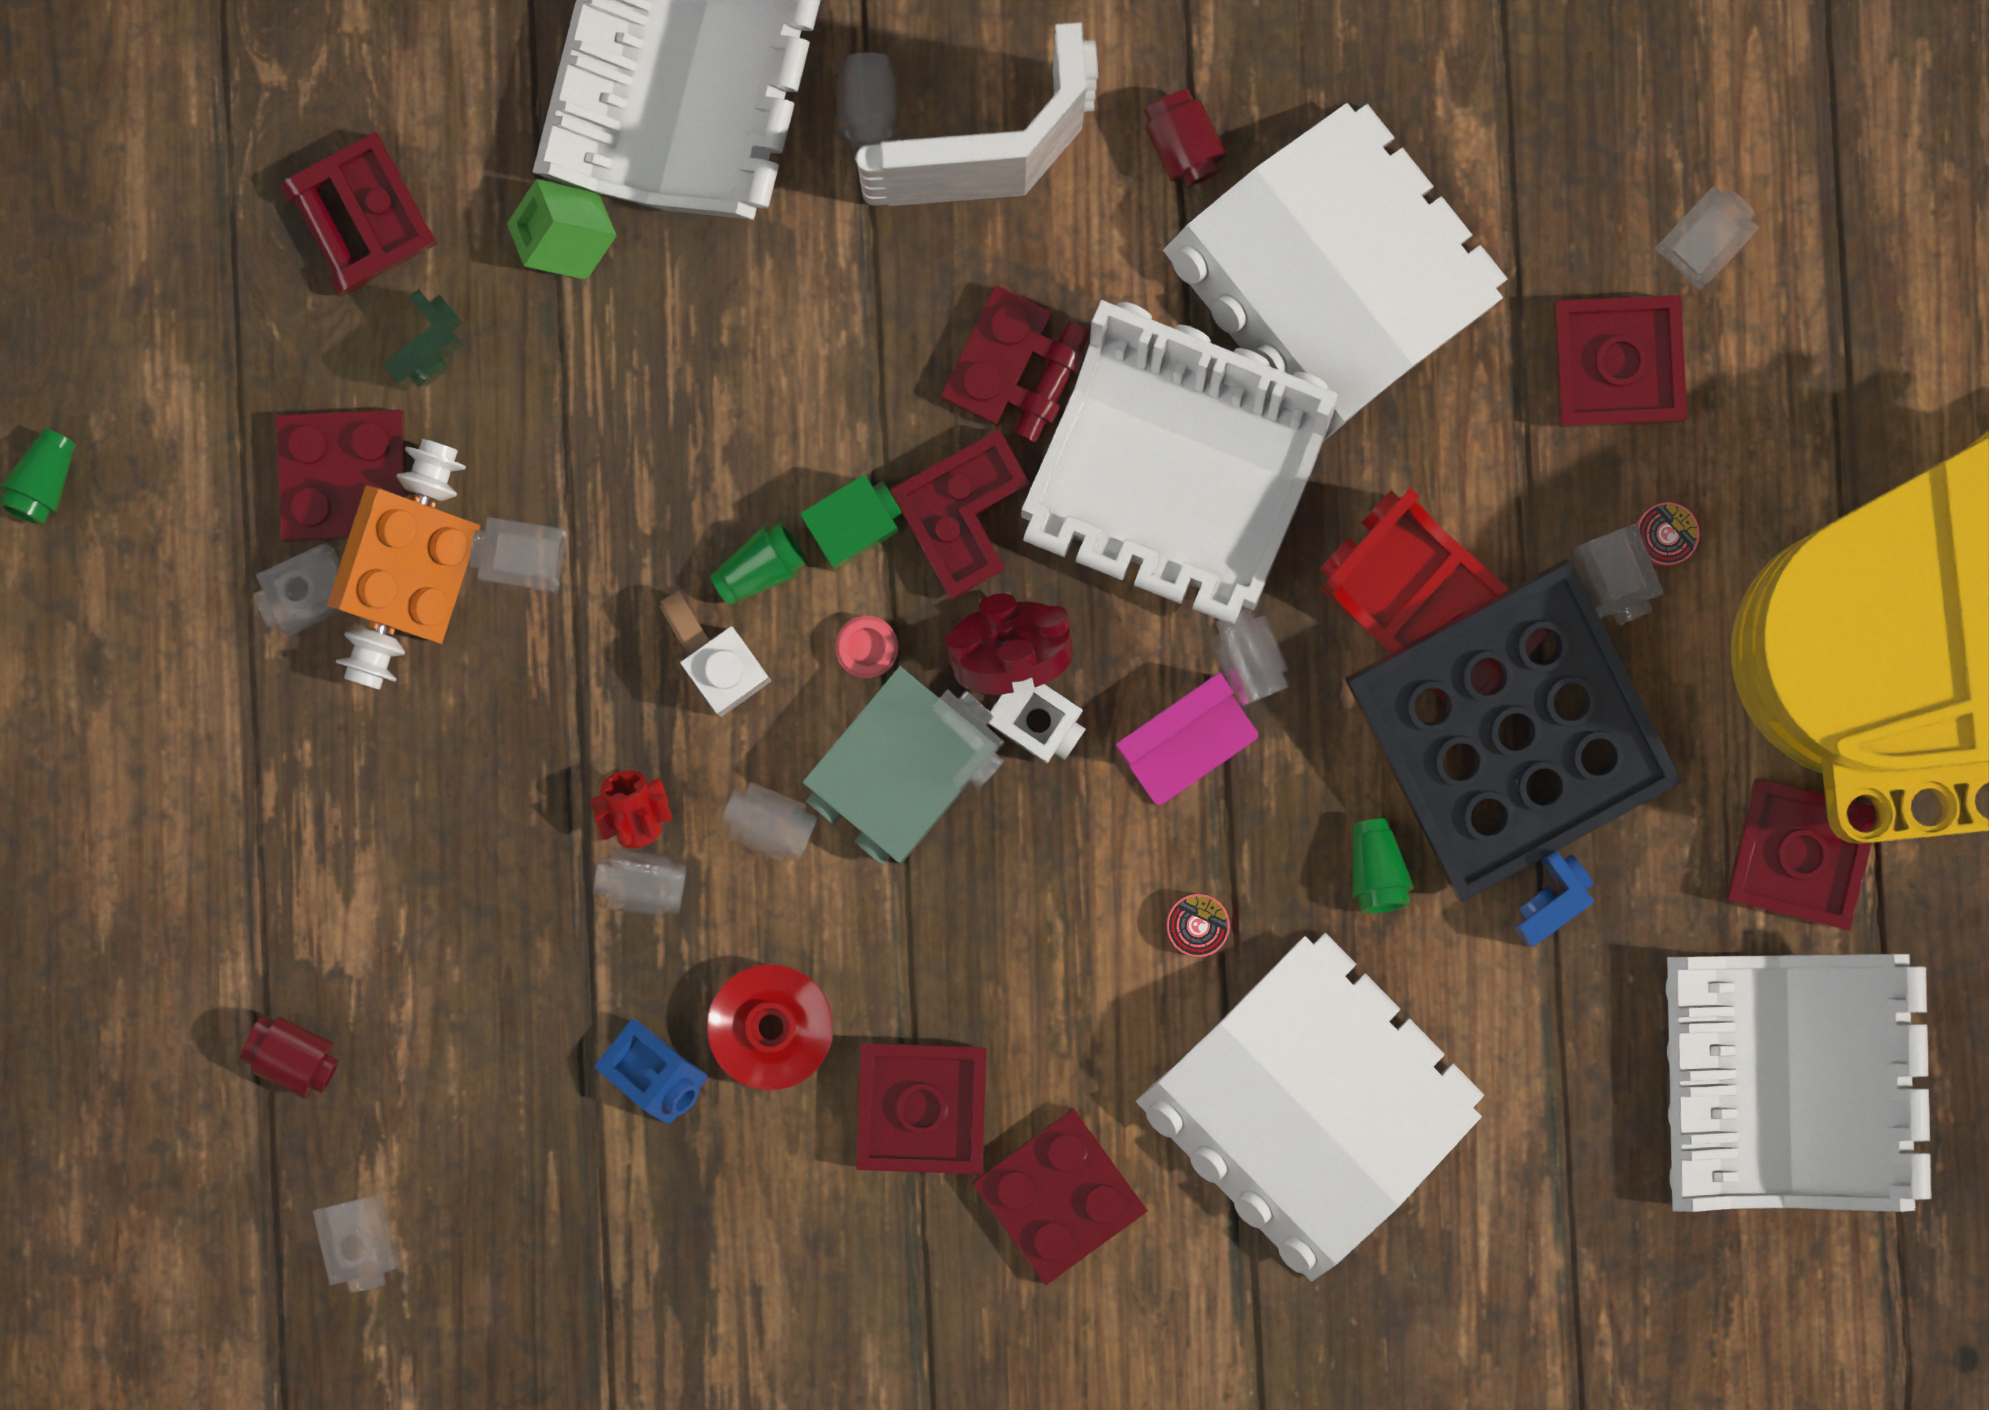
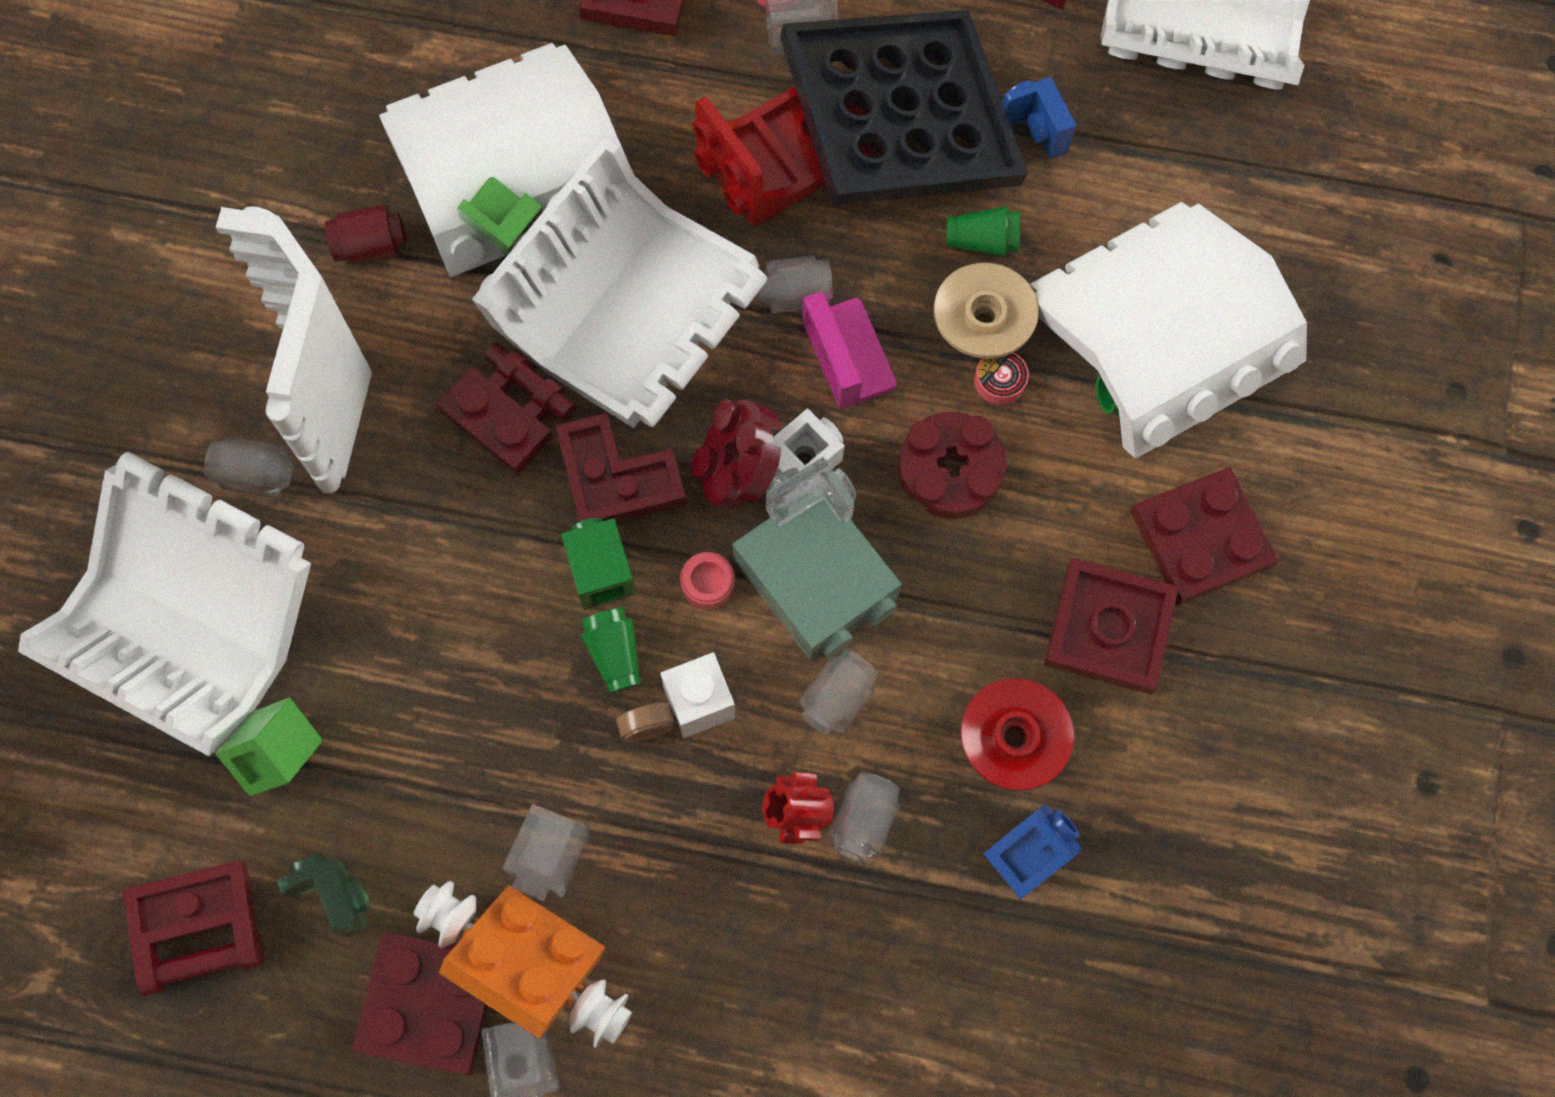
camera: 80 degrees left, 15 degrees down
(1089, 858) = (967, 438): none -> dark red plate
(1225, 296) = (499, 214): none -> bright green panel
(1303, 881) = (987, 291): none -> tan dish

